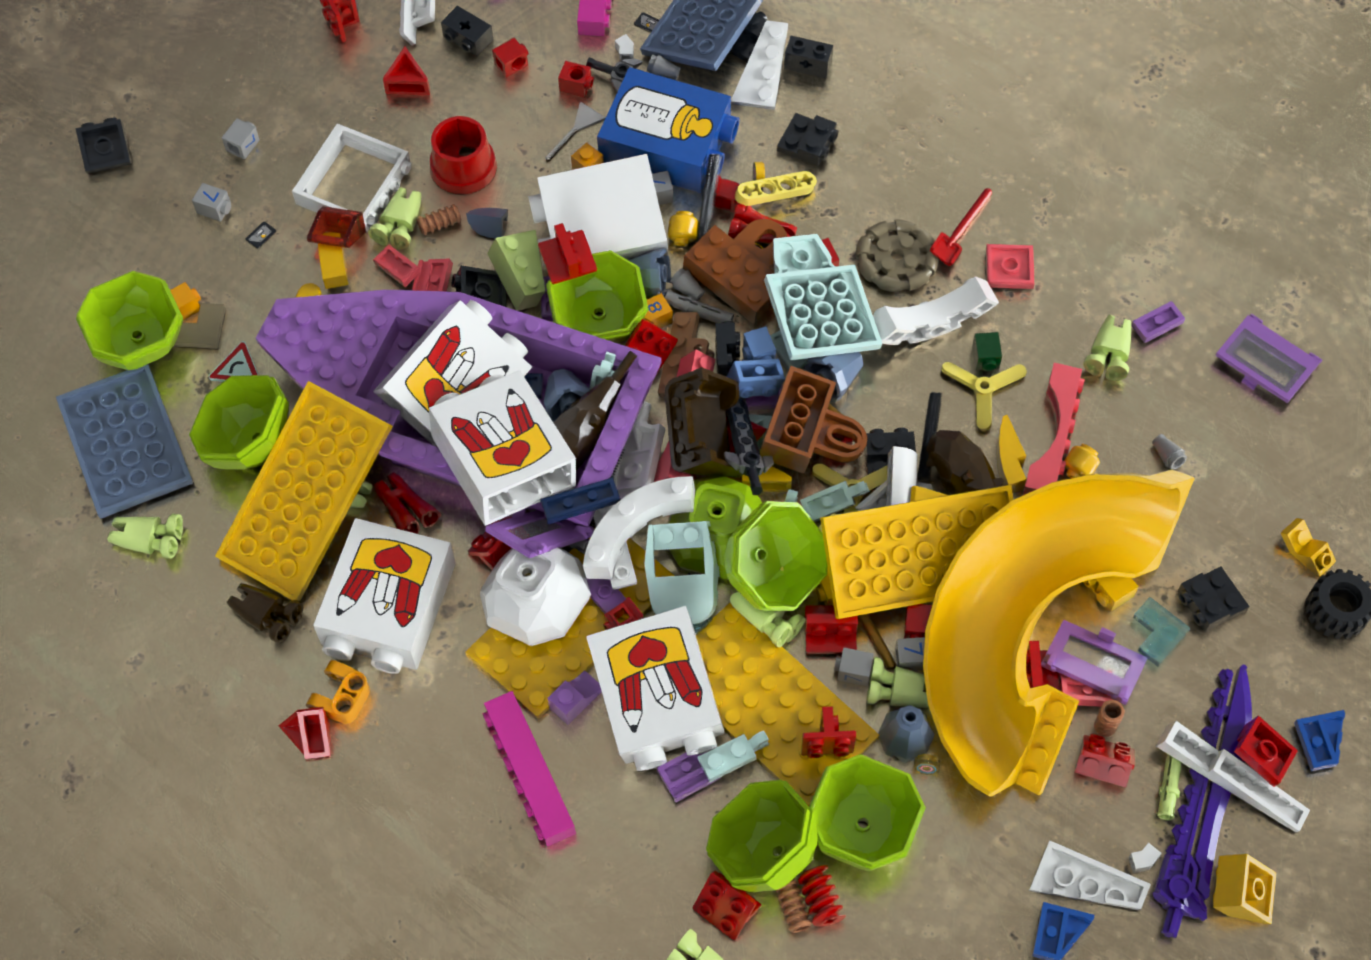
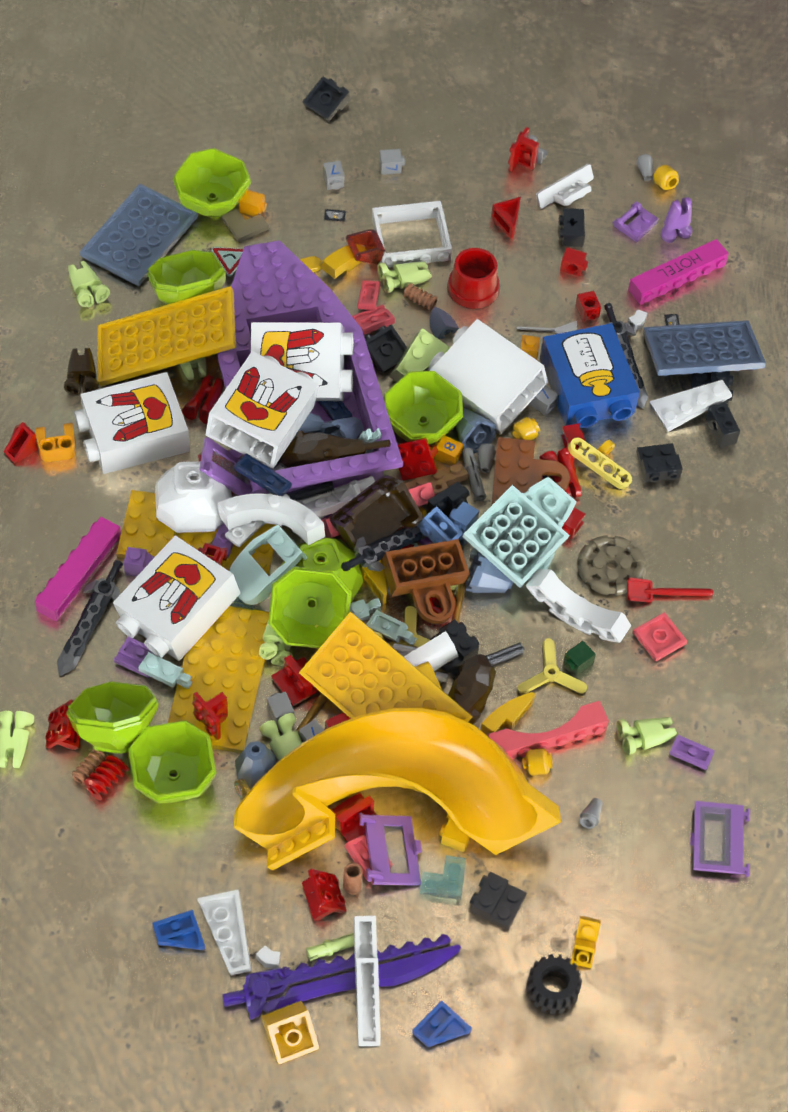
camera: 50 degrees right, 5 degrees down
(567, 255) = (434, 368): red bracket -> none
(600, 793) = (101, 594): none -> sword
(660, 66) = (640, 347): light grey cone -> none
(708, 195) = (560, 426): black axle -> none
(1265, 750) = (398, 988): red plate -> none

